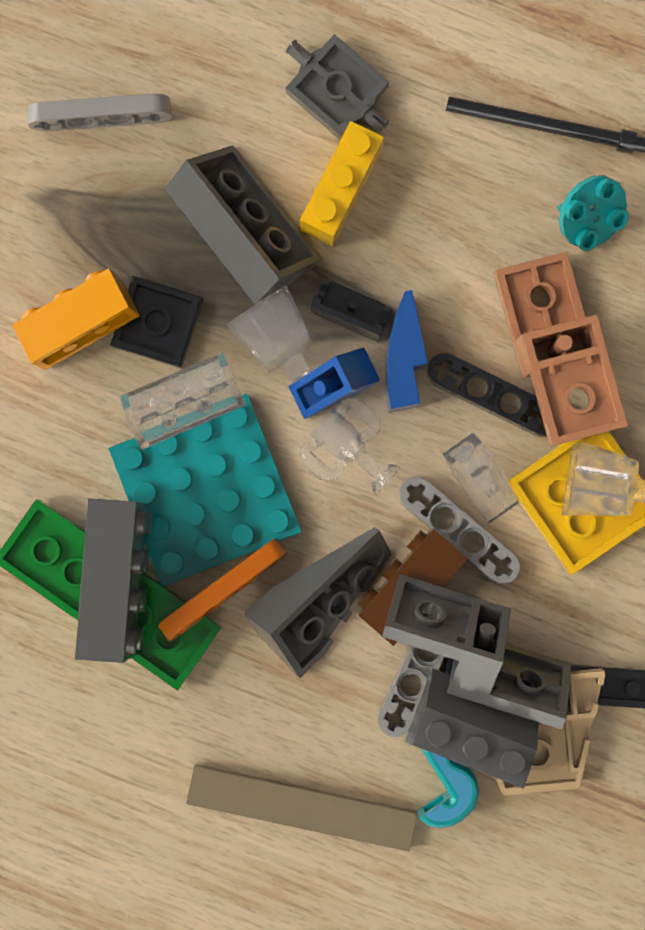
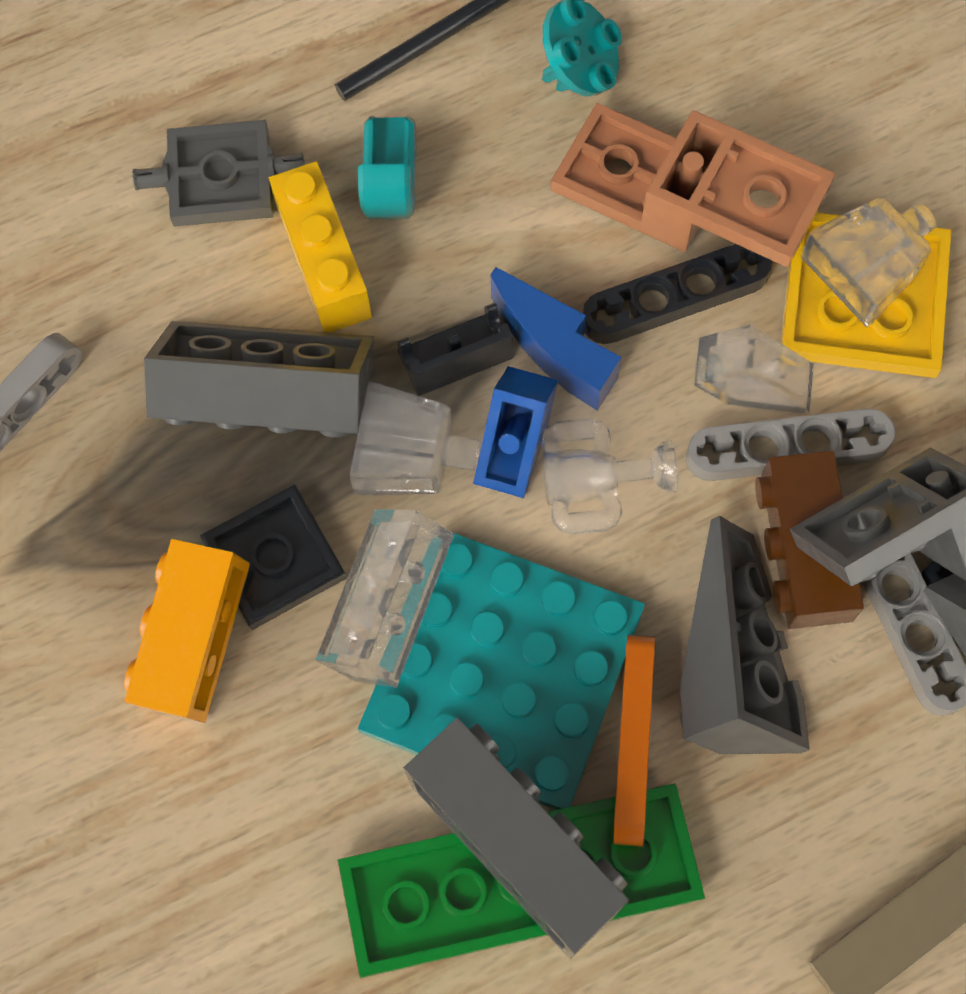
camera: 45 degrees left, 15 degrees down
(421, 176) = (388, 168): none -> teal animal

